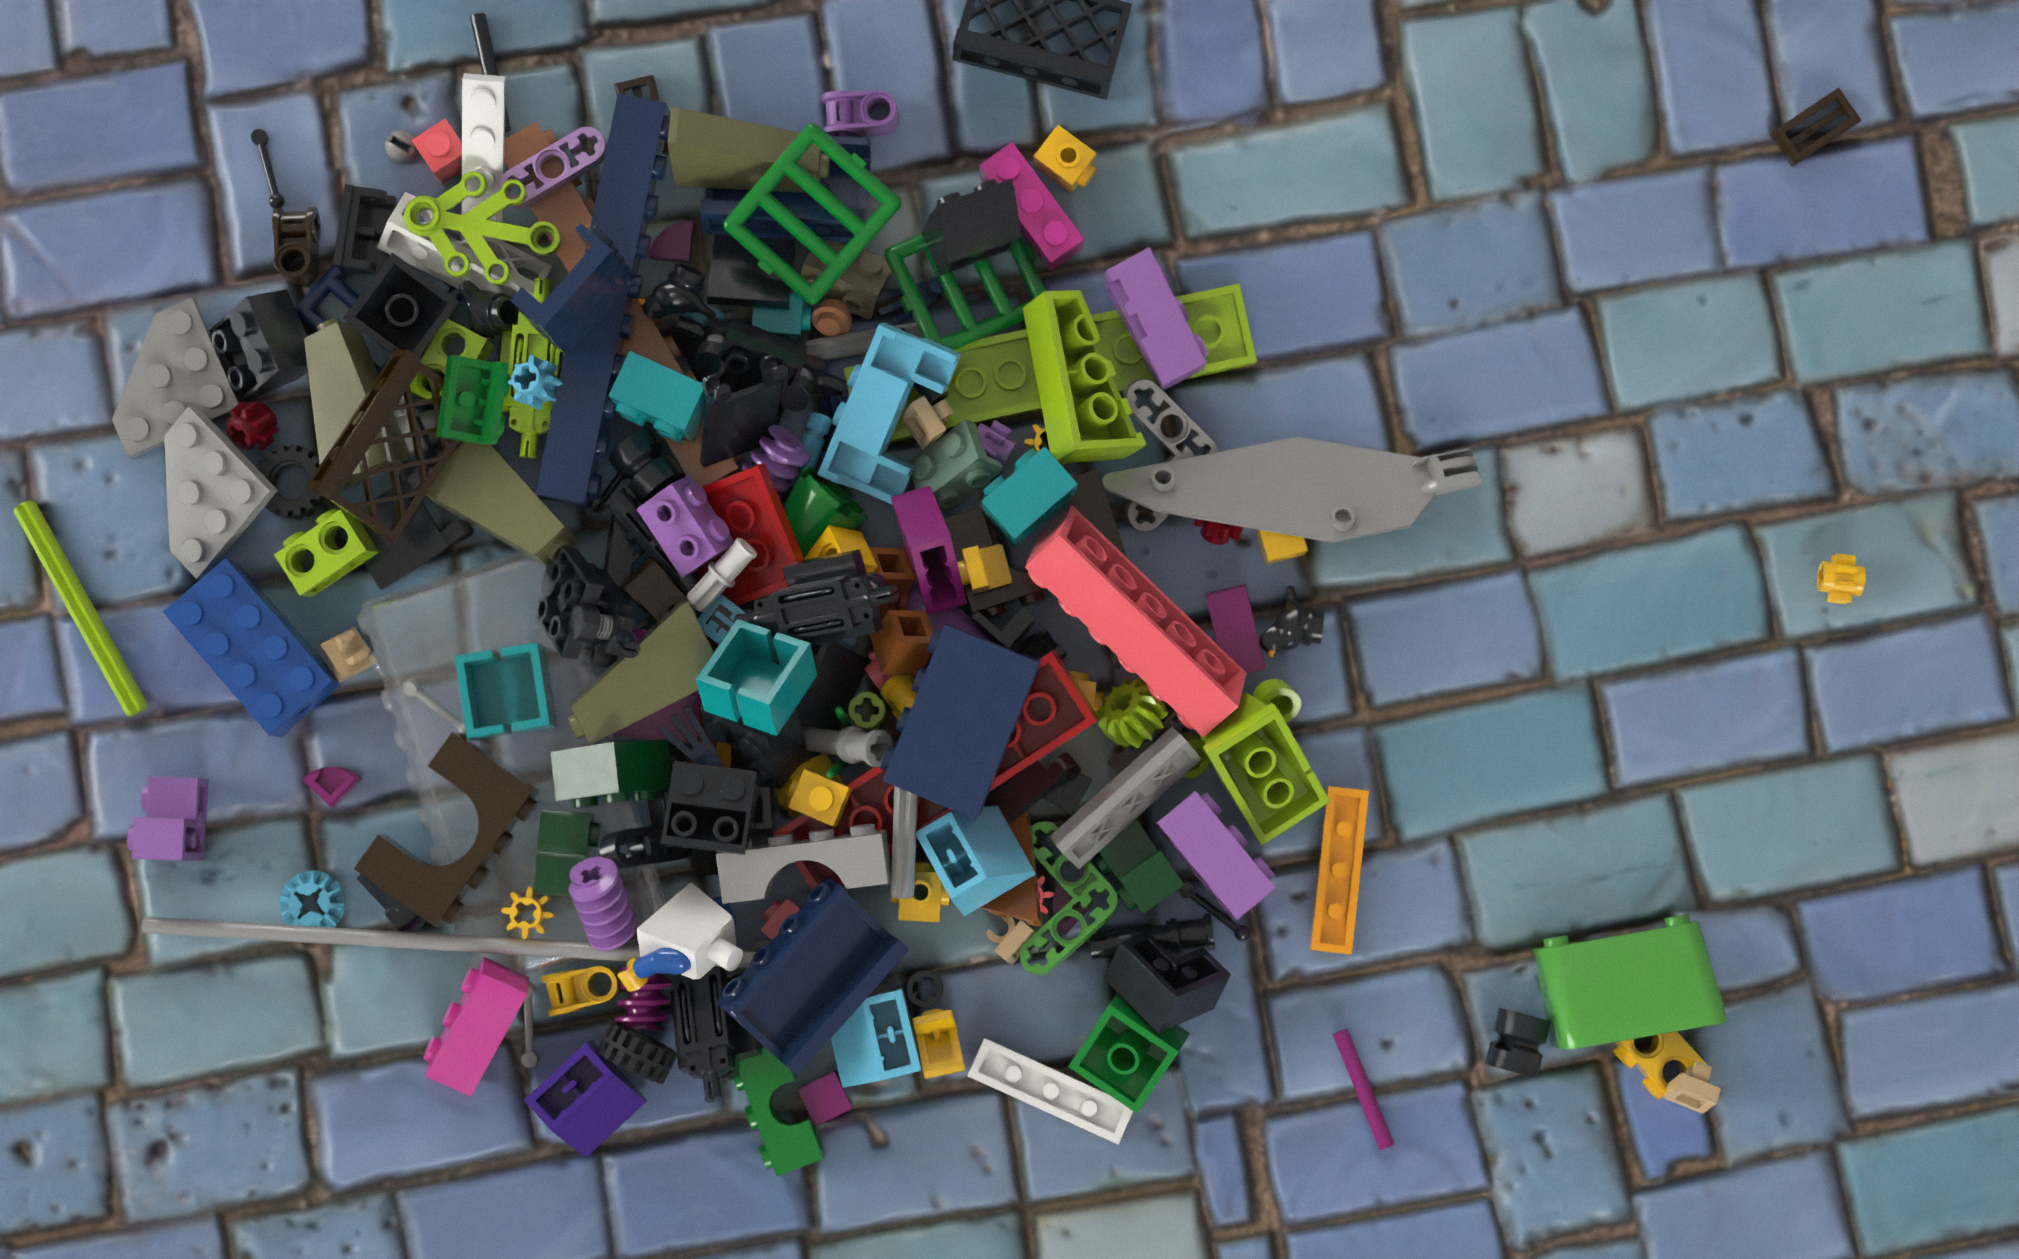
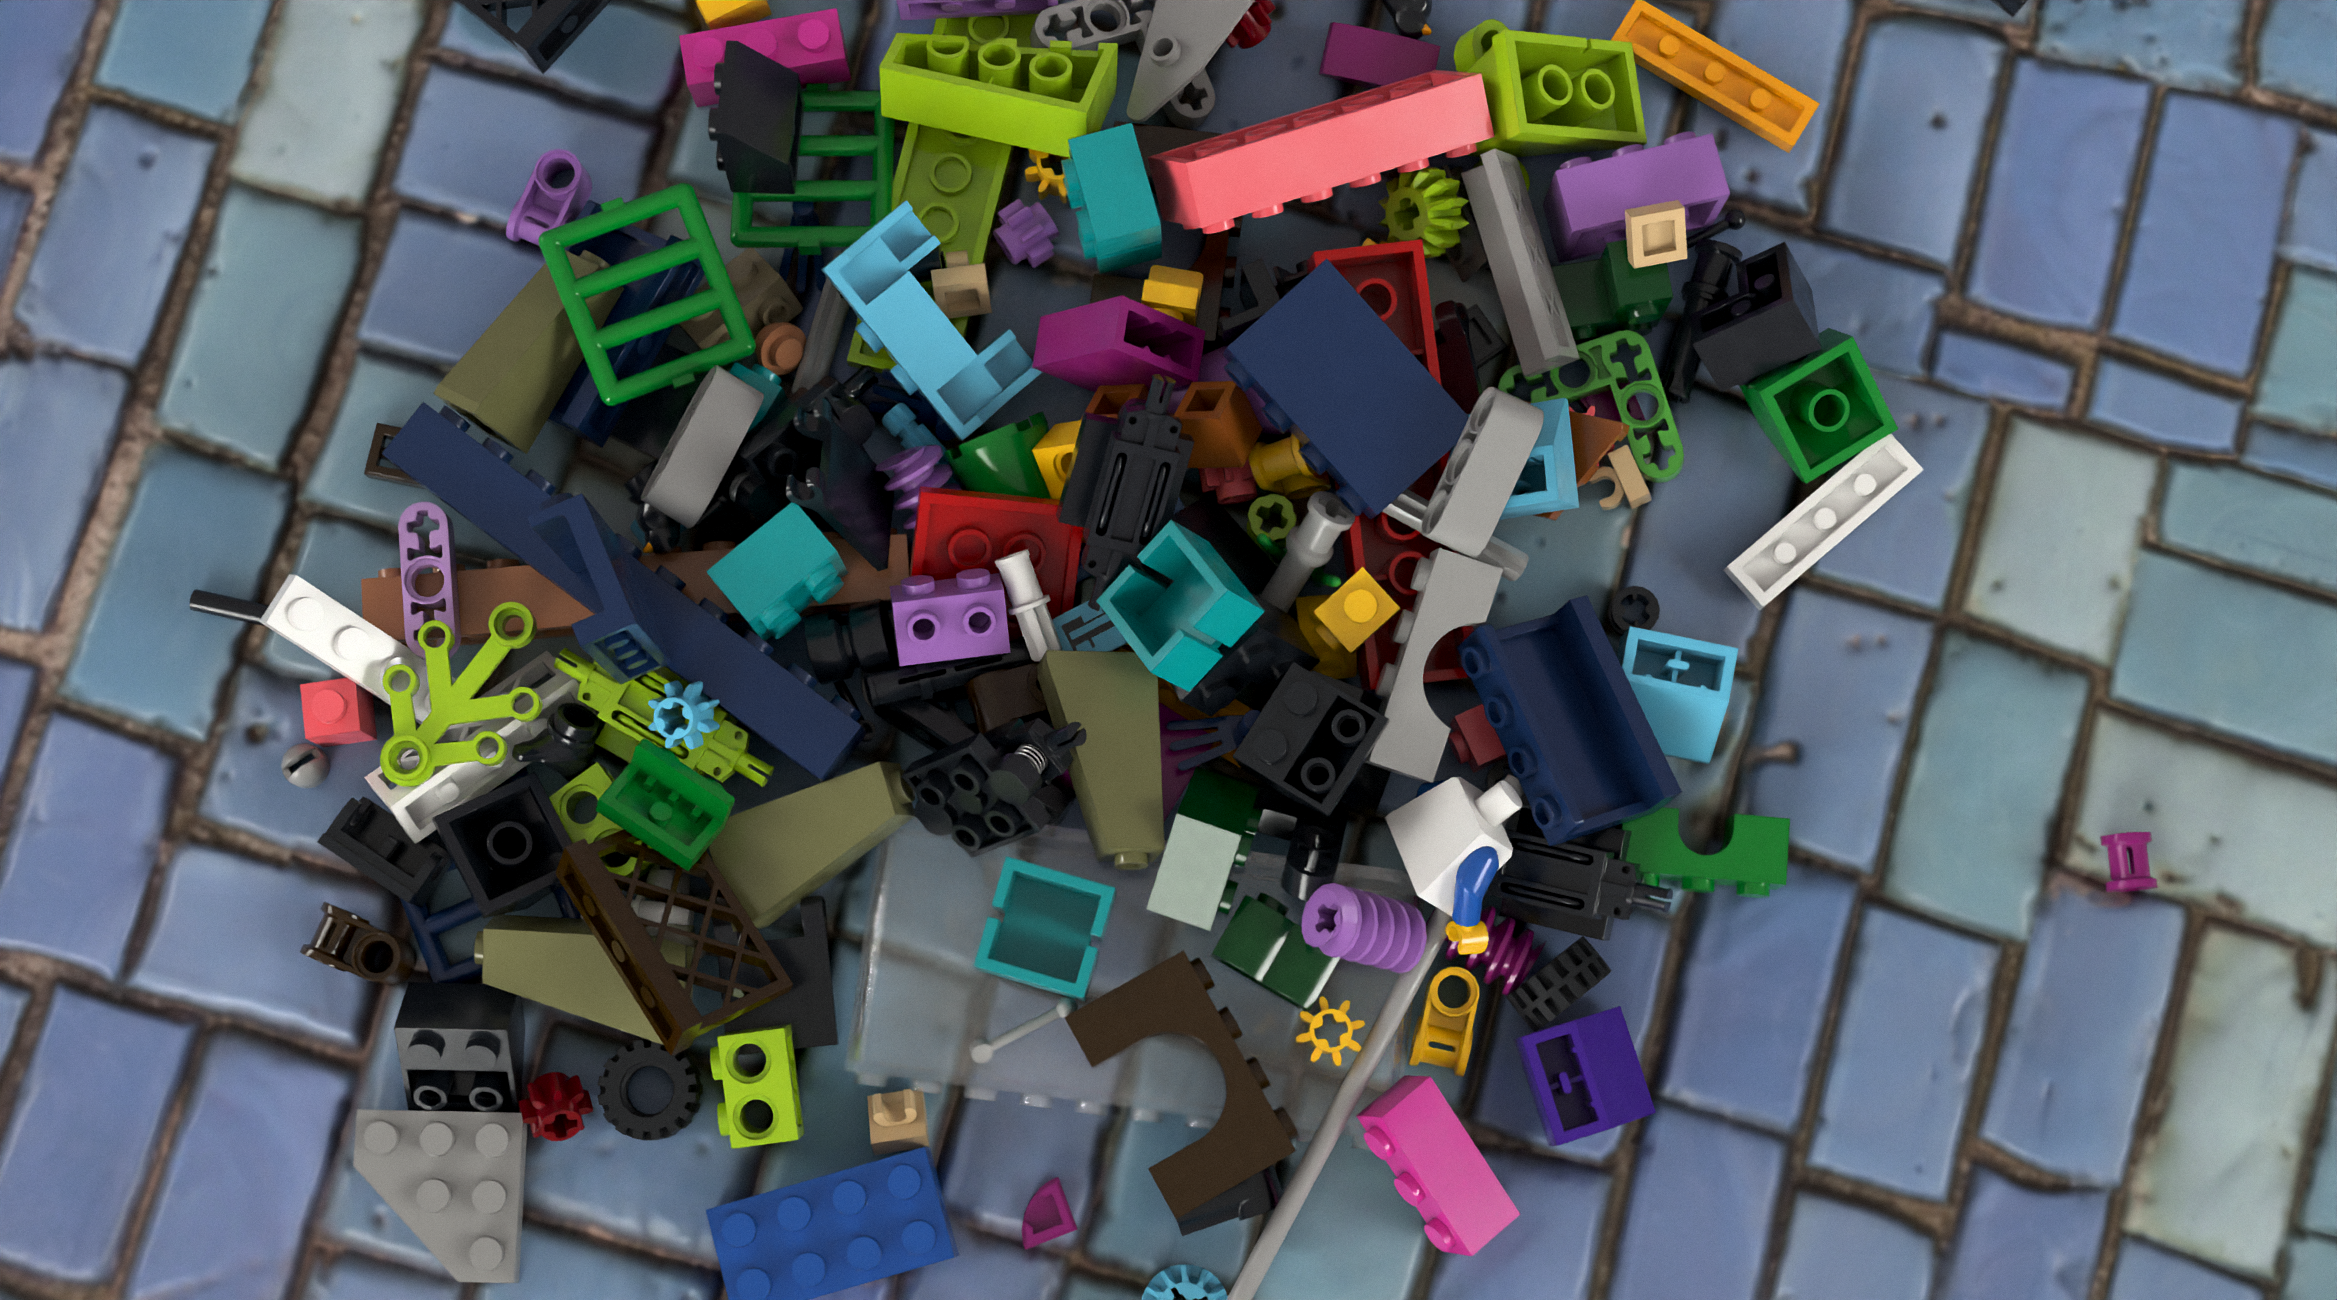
camera: 65 degrees left, 5 degrees down
(209, 491) = (611, 1197): light grey plate -> none
(260, 139) = (203, 936): black hinge -> none
(529, 1058) = (1500, 1127): light grey hinge -> none
(674, 243) = (597, 486): magenta tile -> none
(722, 303) = (702, 447): none -> light grey beam
(825, 1098) = (1711, 790): magenta tile -> none
(930, 908) = (1544, 558): yellow brick -> none
(938, 1043) = (1709, 619): yellow bracket -> none
(943, 838) = (1482, 472): none -> light grey beam
(955, 466) = (1027, 279): sand green bracket -> none
(1177, 881) = (1656, 234): none -> tan tile
(1363, 1089) = (1979, 168): magenta bar -> none

